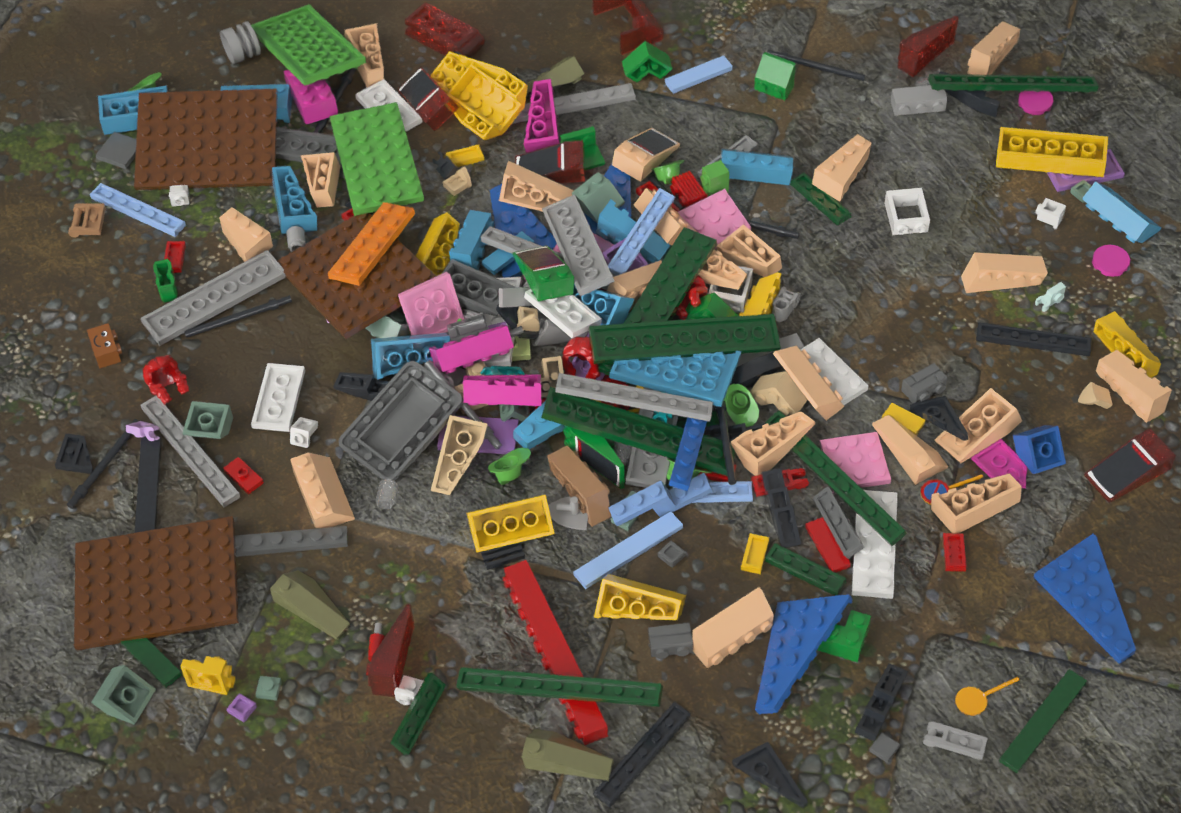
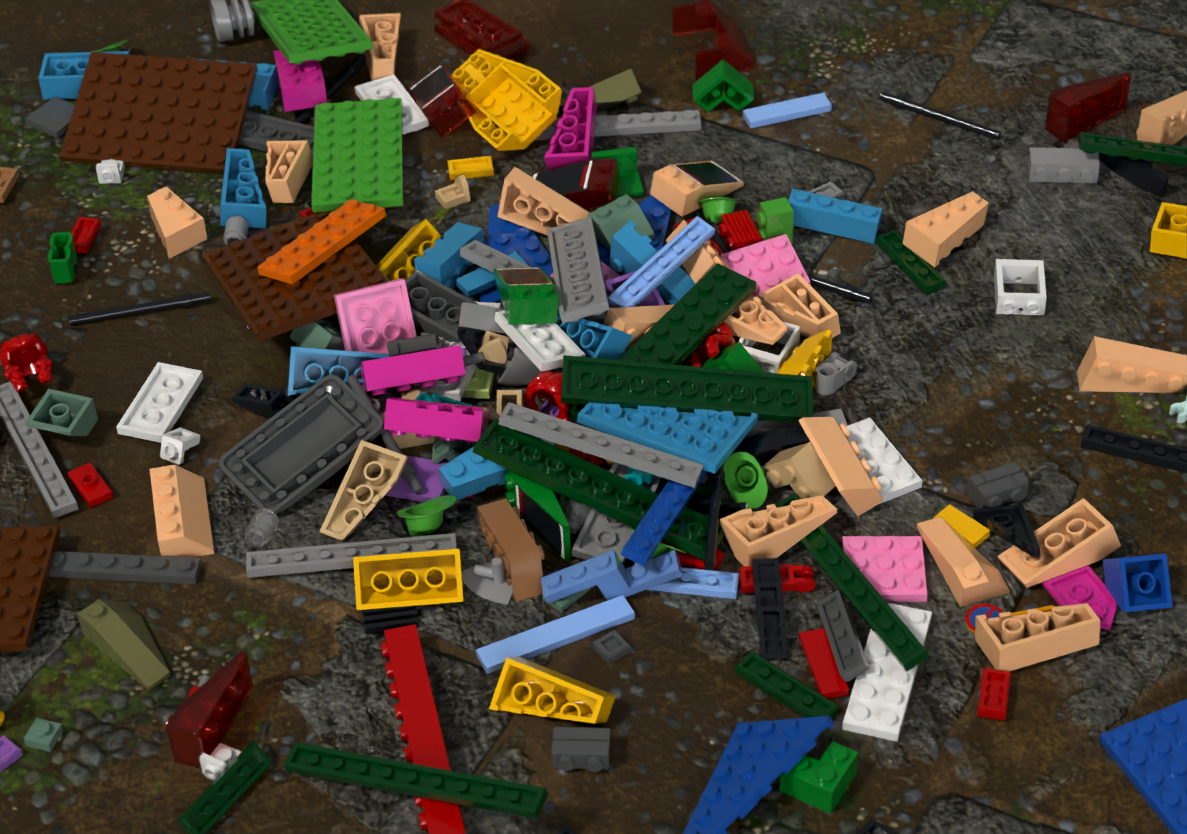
camera: 10 degrees right, 10 degrees down
(138, 209) = (57, 182): light blue tile -> none
(213, 297) = (115, 284): light grey plate -> none
(446, 166) = (443, 174): black plate -> none
(457, 507) = (338, 555): none -> light grey plate
(732, 628) = (666, 742): light nougat slope -> none
(755, 553) = (723, 660): yellow tile -> none
(775, 76) = (882, 119): slope -> none

